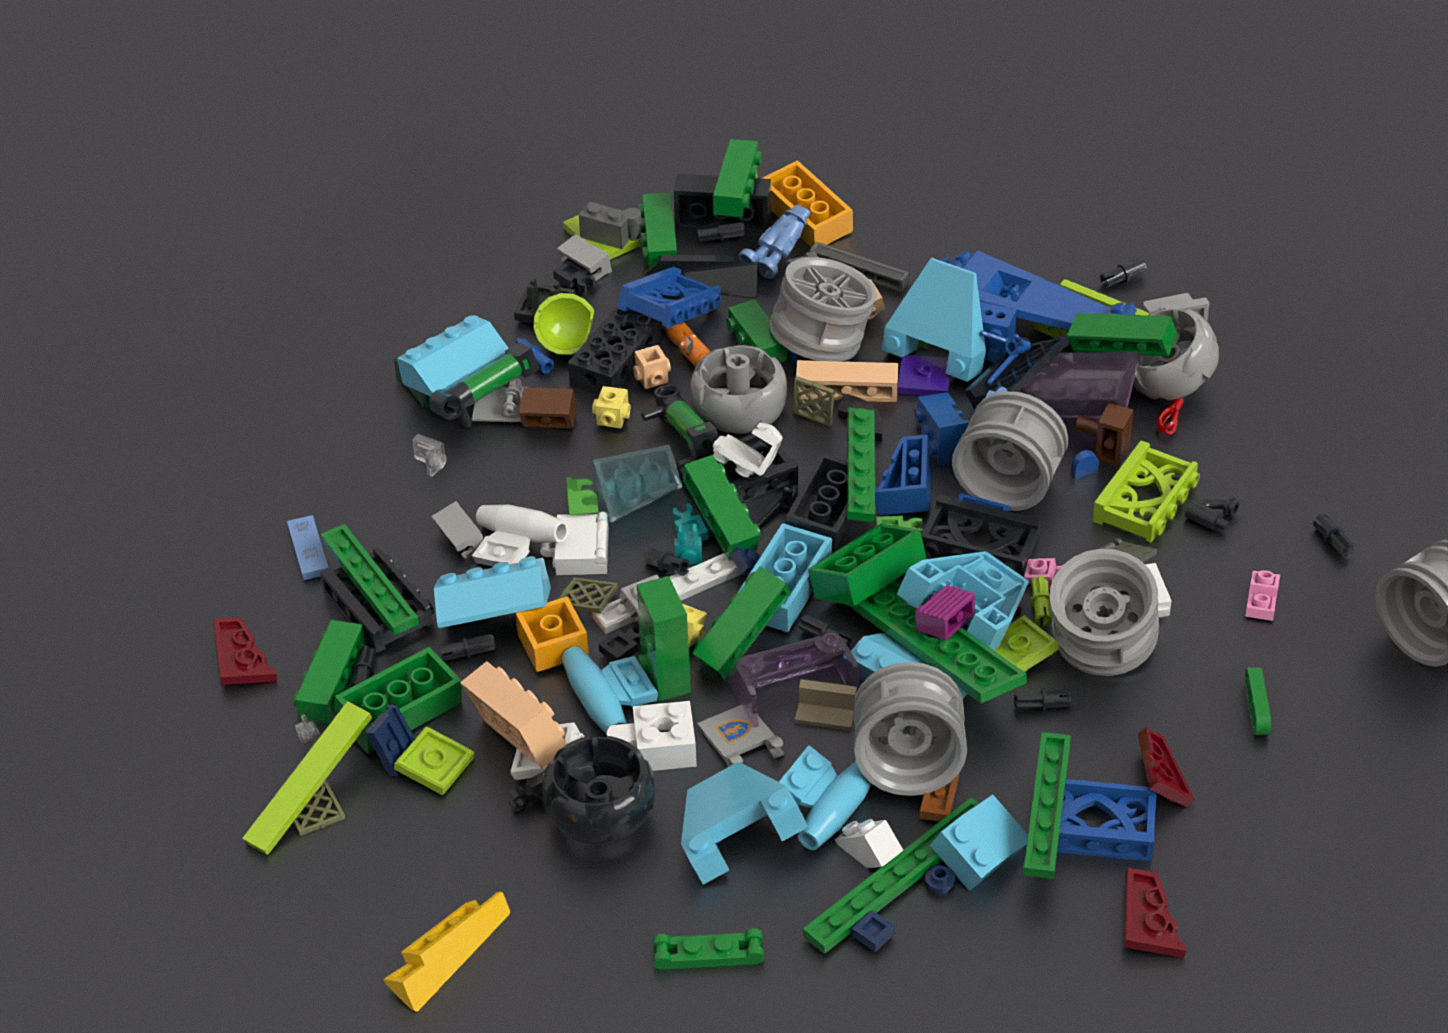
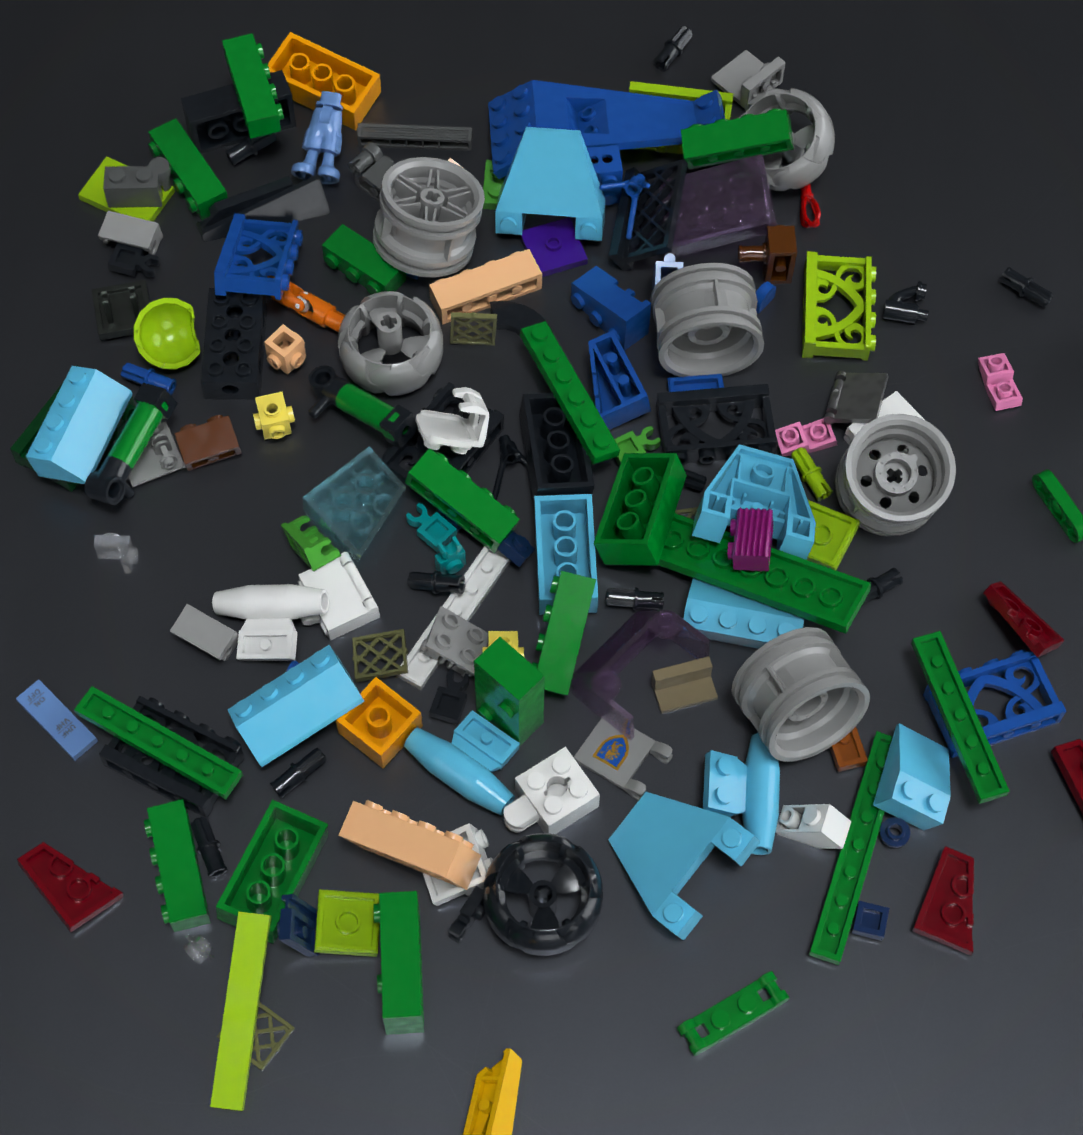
camera: 30 degrees left, 20 degrees up
(454, 796) = (400, 962): none -> green brick
(953, 946) = (948, 904): none -> dark red wing

